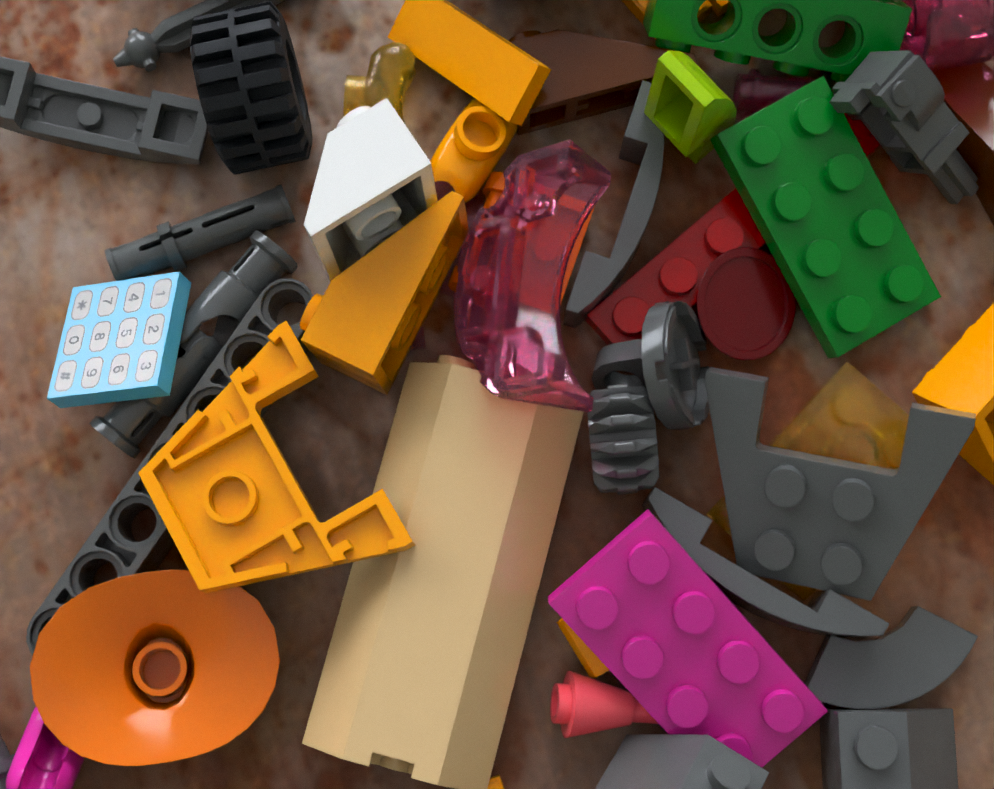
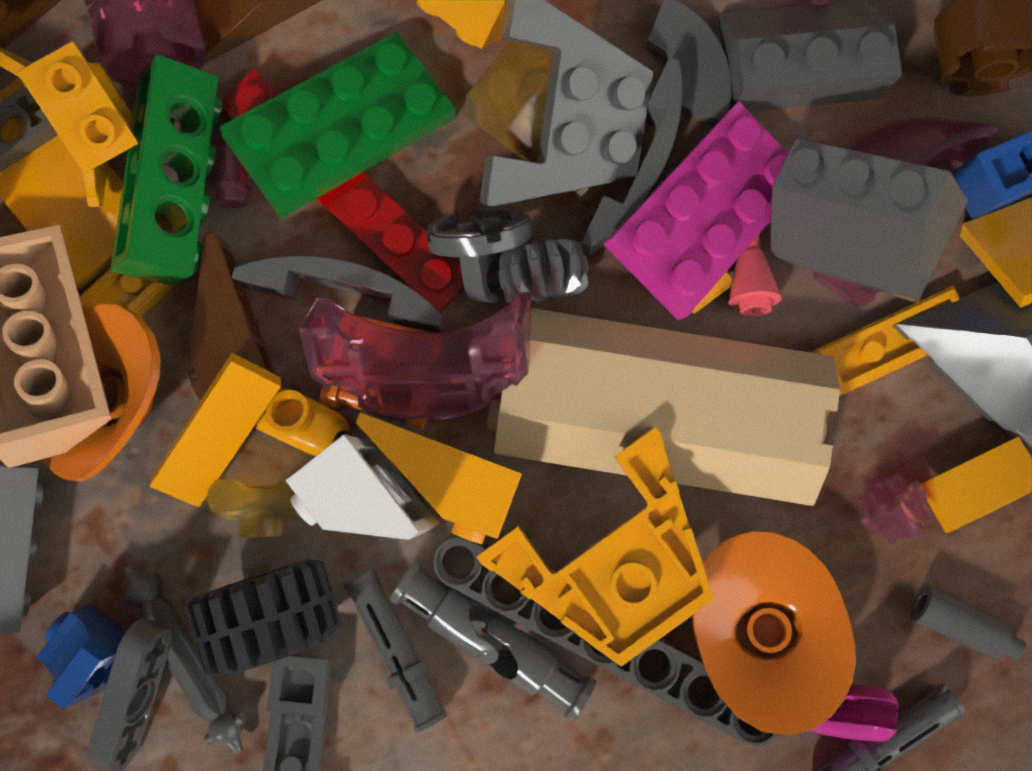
camera: 95 degrees left, 5 degrees up
(120, 341) = (499, 704): tile -> none
(687, 105) = (258, 234): lime slope -> none
(745, 304) = (417, 184): dark red piece -> none
(908, 117) = (250, 57): dark grey piece -> none

